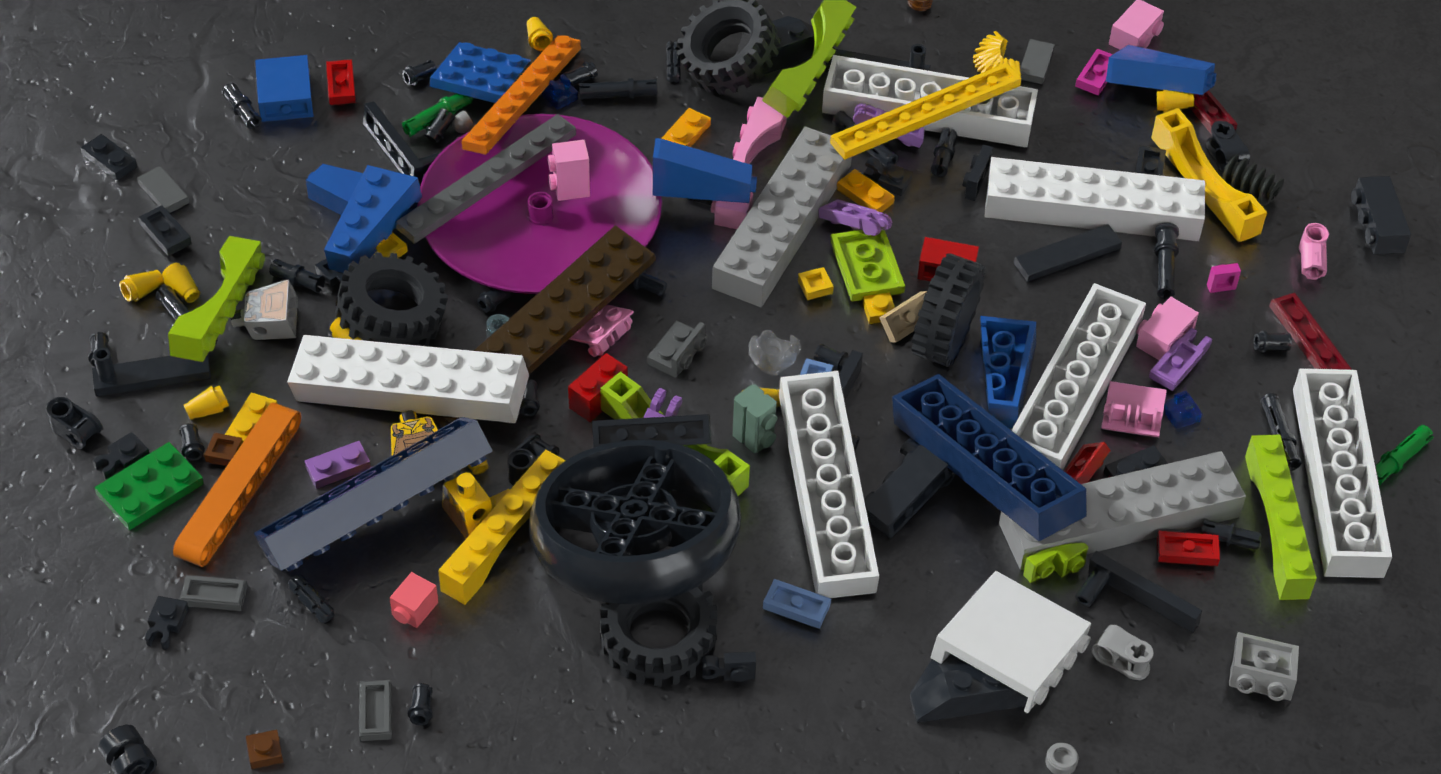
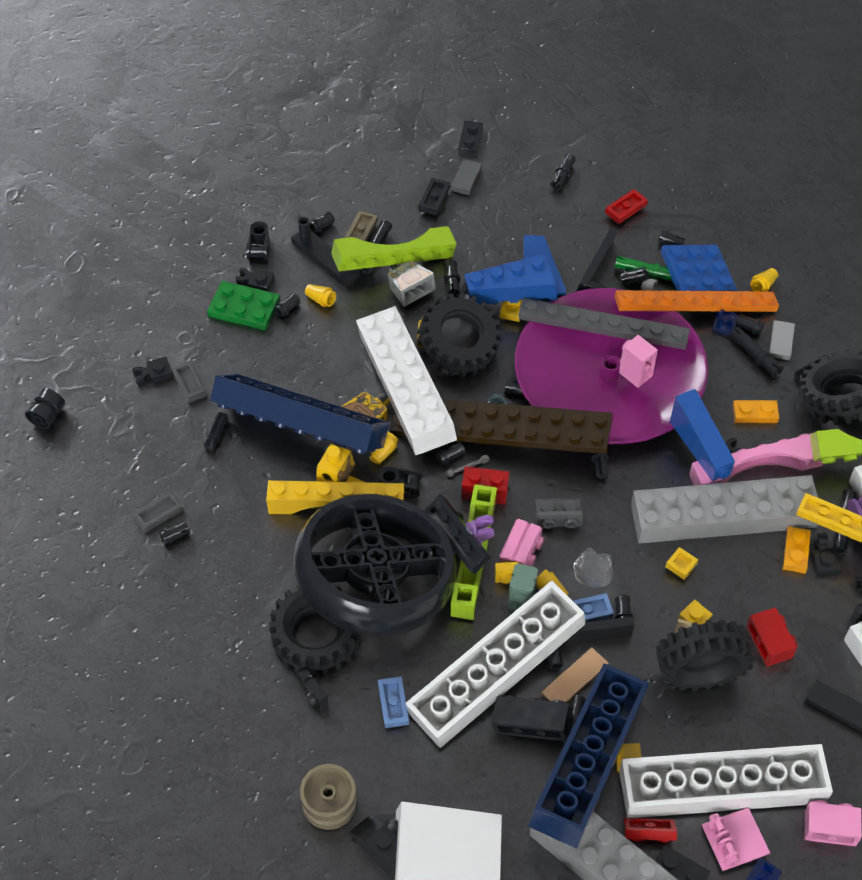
camera: 60 degrees right, 5 degrees up
(139, 285) = (384, 210): yellow cone -> none
(148, 322) = (362, 226): none -> dark tan hinge
(181, 282) = (401, 227): yellow cone -> none
(222, 448) = (292, 323): reddish brown plate -> none
(237, 485) = (272, 345): orange beam -> none
(249, 415) = (326, 324): yellow plate -> none
(264, 749) = (95, 472): reddish brown plate -> none
(284, 88) = (593, 181): blue panel -> none
(337, 464) = (325, 385): medium lavender plate -> none
(413, 600) = (246, 483): coral brick -> none
(551, 411) = (484, 459): none -> light grey hinge
(604, 329) = (541, 458): bright pink hinge -> none
(619, 63) = (781, 340): none -> light grey tile
(697, 394) = (522, 543): none -> bright pink brick
(719, 425) = (504, 572): none -> yellow plate
(855, 216) = (760, 553): medium lavender hinge -> none
(867, 264) = (728, 585): lime plate -> none
(872, 711) = (328, 796): none -> dark tan wheel
(878, 438) = (575, 677): none -> light nougat tile
(1007, 360) = (699, 726): blue wedge -> none
(1061, 558) = (554, 860): lime slope -> none
(1179, 360) = (812, 849): medium lavender hinge -> none

